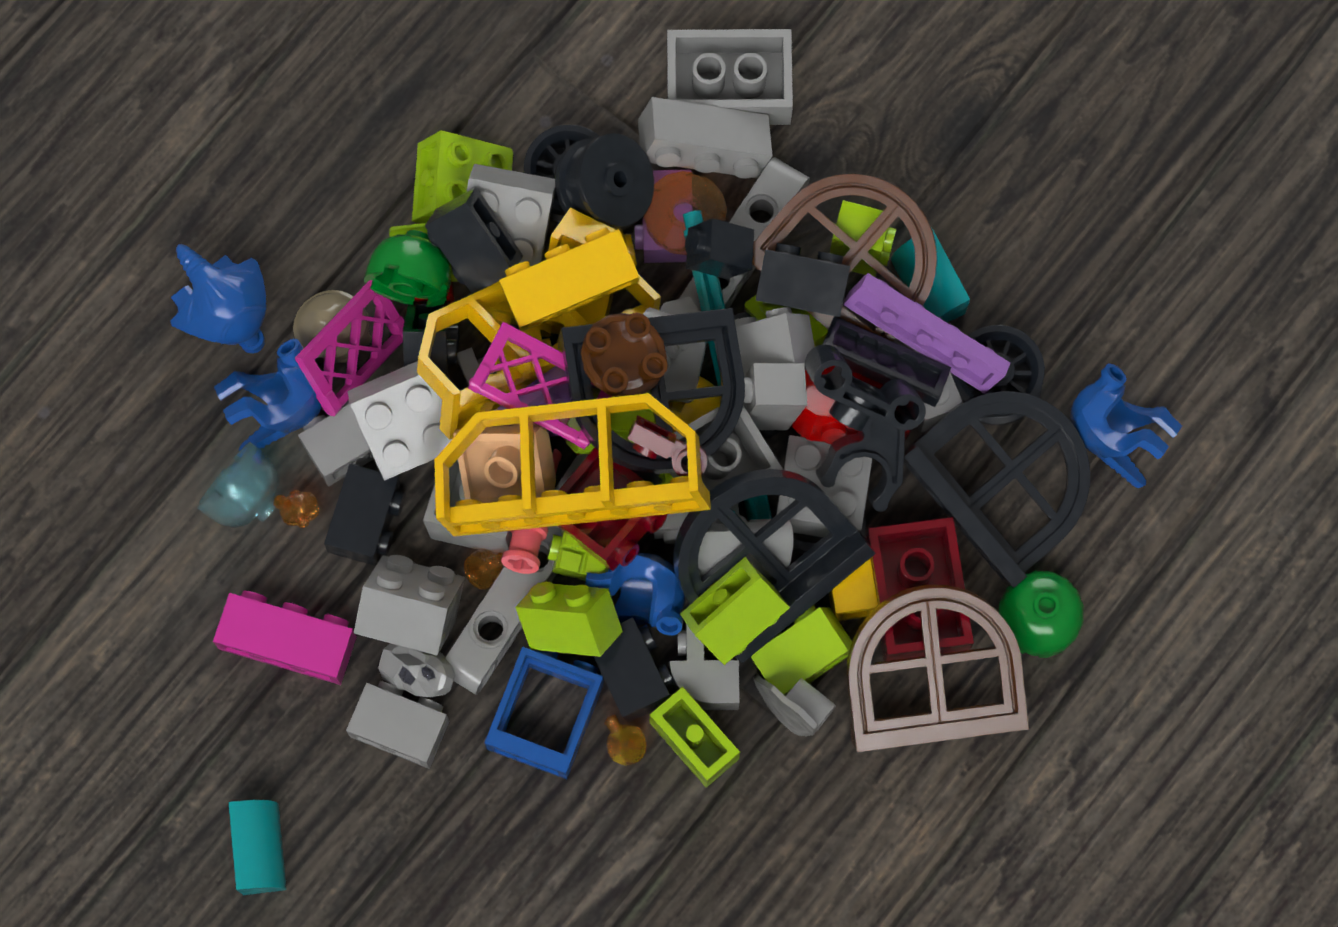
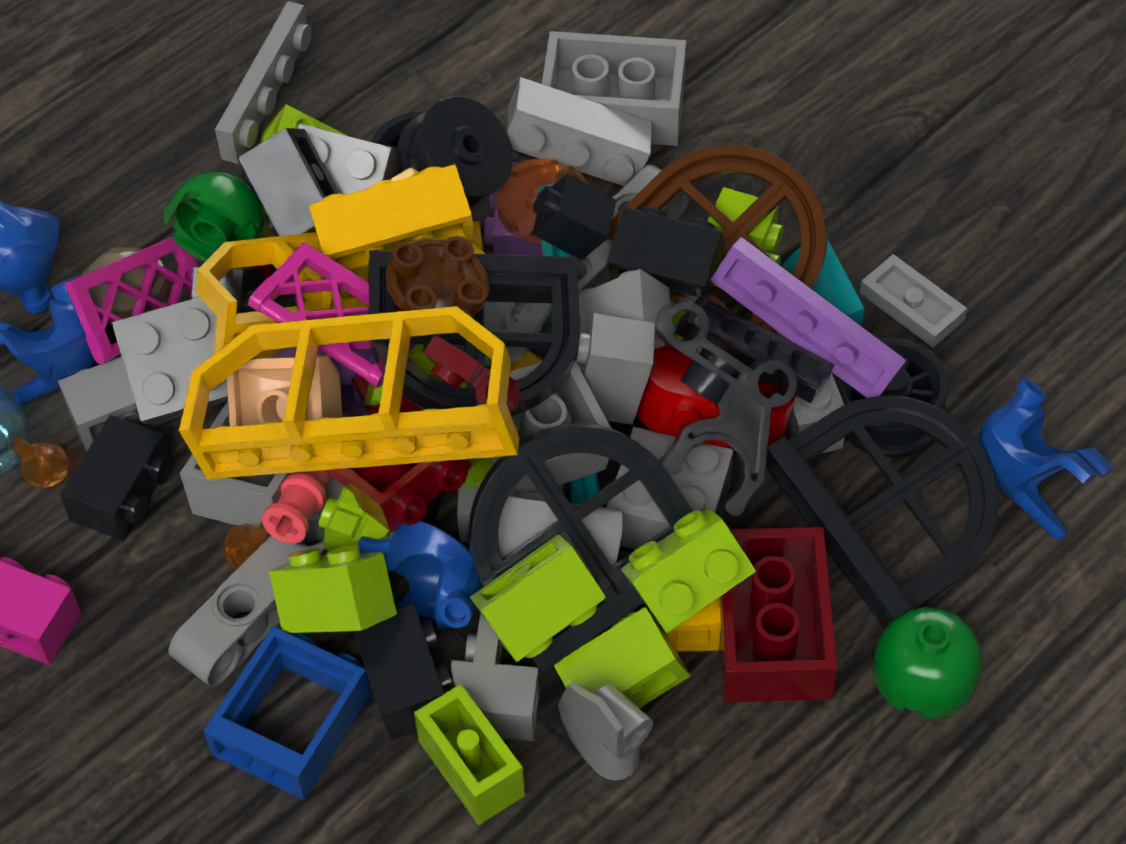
camera: 10 degrees right, 20 degrees down
(398, 724) = (105, 708): light grey brick -> none
(407, 108) = (260, 86): none -> light grey plate
(409, 604) = (144, 564): light grey brick -> none
(416, 671) = (138, 644): light grey rock -> none
(625, 742) = (383, 758): clear orange piece -> none
(849, 572) = (687, 568): none -> lime bracket
(941, 722) = (786, 767): window -> none
(1008, 272) = (913, 300): none -> light grey plate

